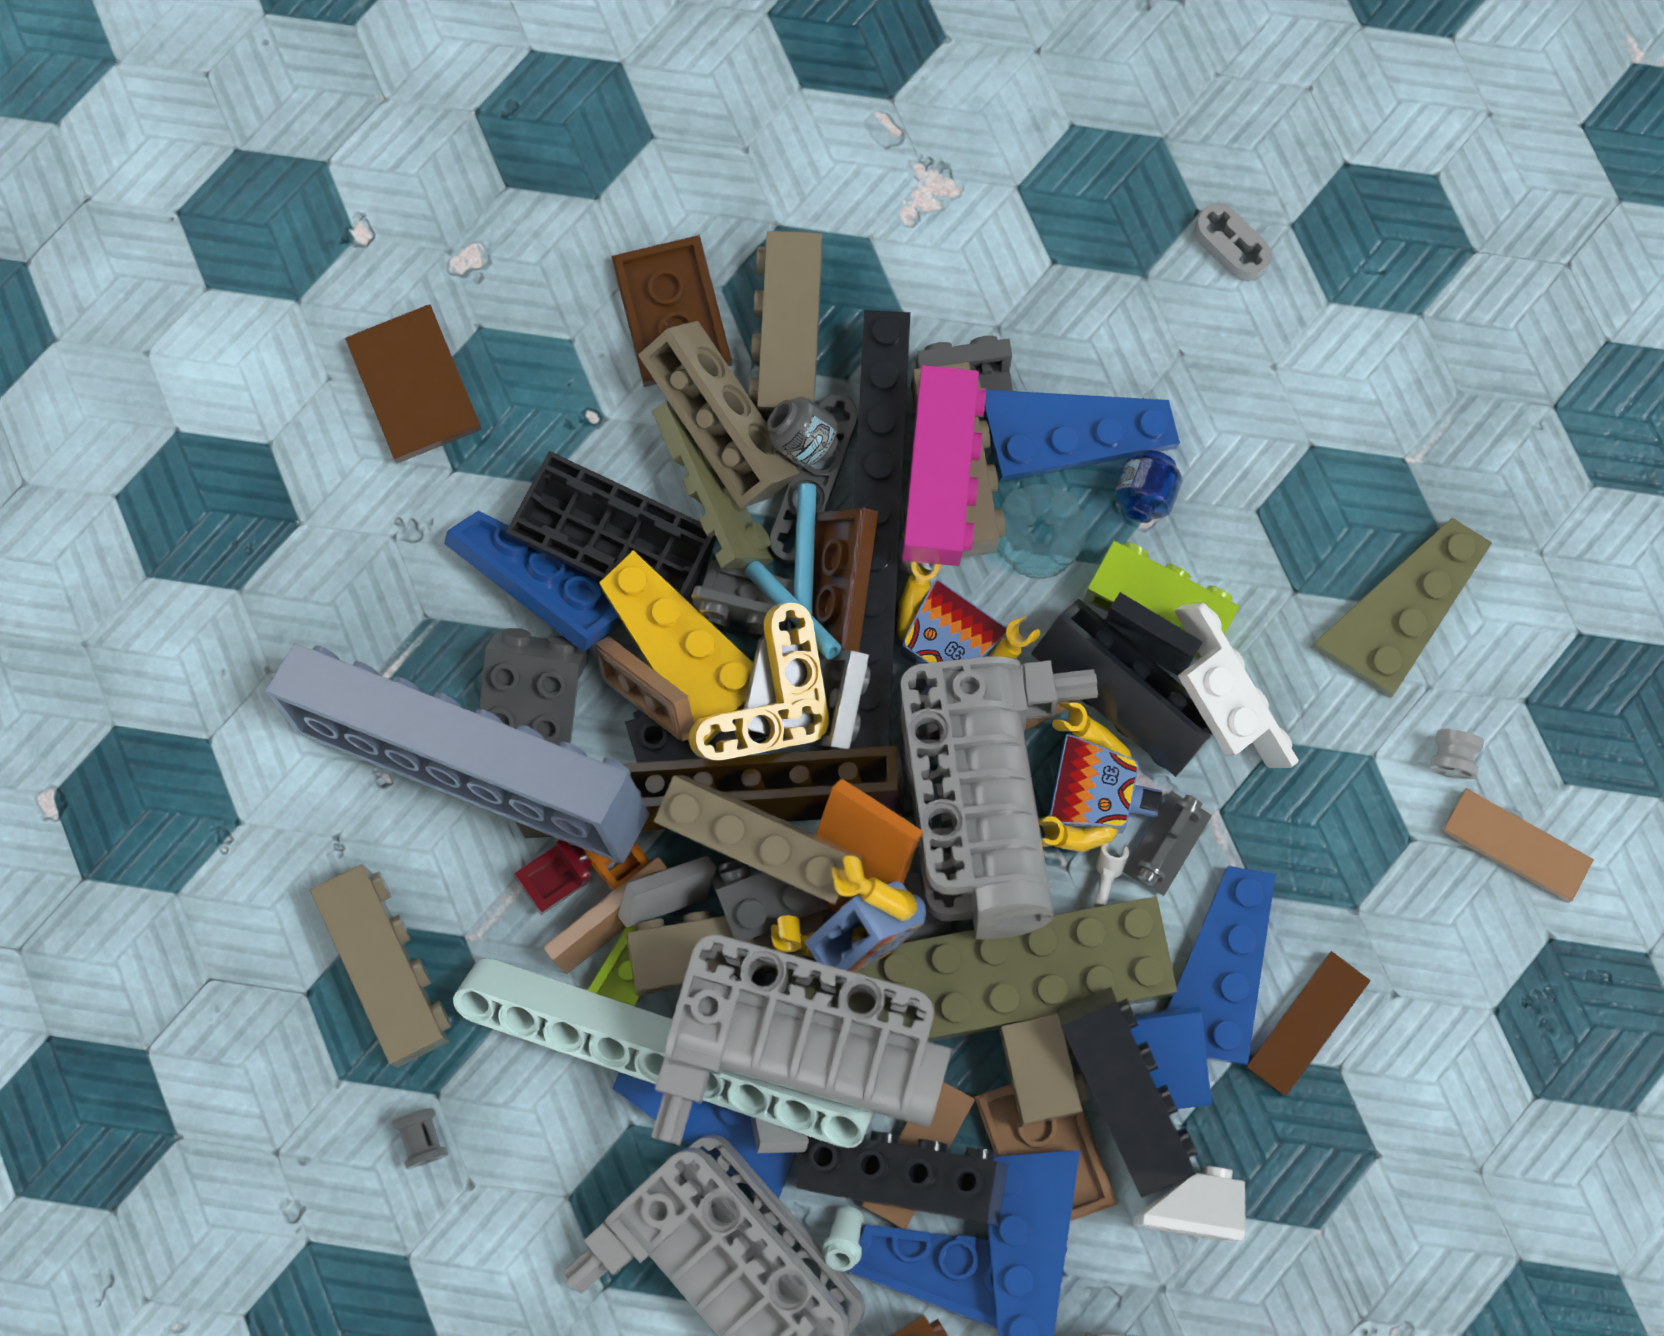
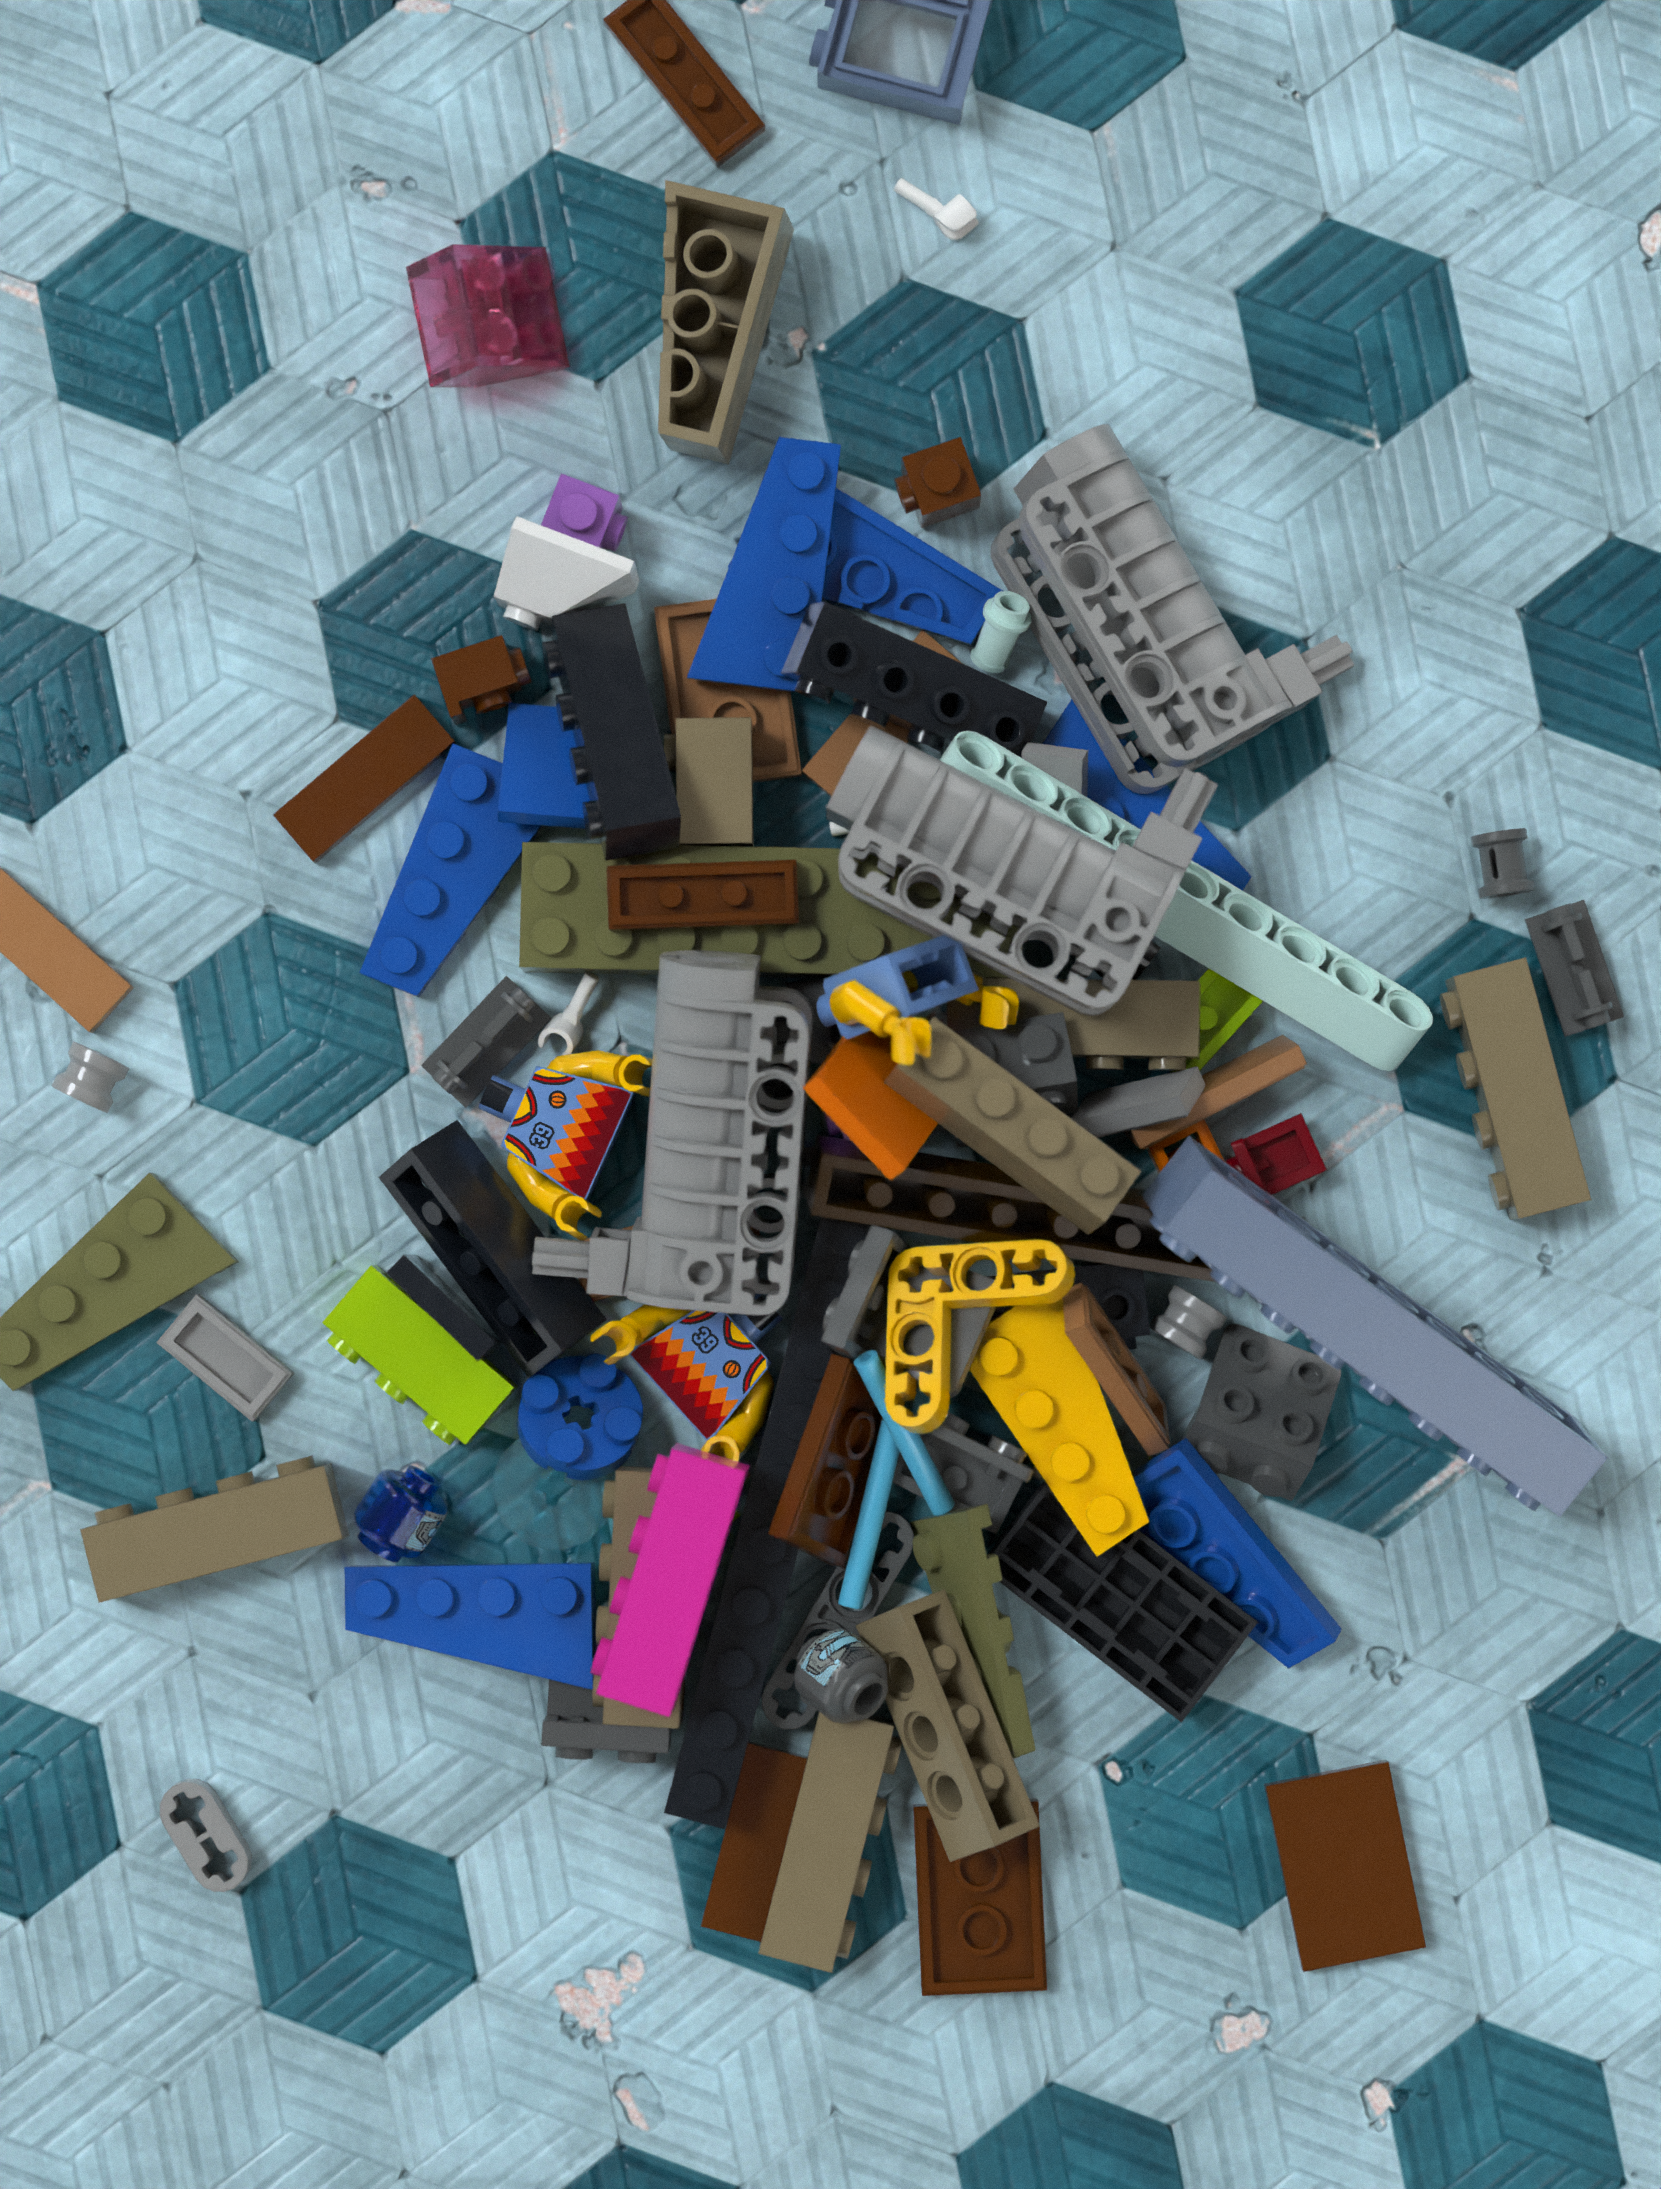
camera: 165 degrees left, 10 degrees up
(351, 1069) = (1574, 968): none -> dark grey hinge
(599, 738) = (1187, 1322): none -> light grey wheel
(841, 315) = (754, 1841): none -> reddish brown tile
(1030, 976) = (702, 895): none -> reddish brown tile
(1039, 554) = (565, 1446): none -> blue plate
(1188, 1259) = (586, 513): none -> medium lavender brick
(1226, 695) = (372, 1205): white bracket -> none
(1238, 1118) = (480, 677): none -> reddish brown brick
(1279, 448) = (214, 1531): none -> dark tan brick
(1303, 574) = (225, 1357): none -> light grey tile

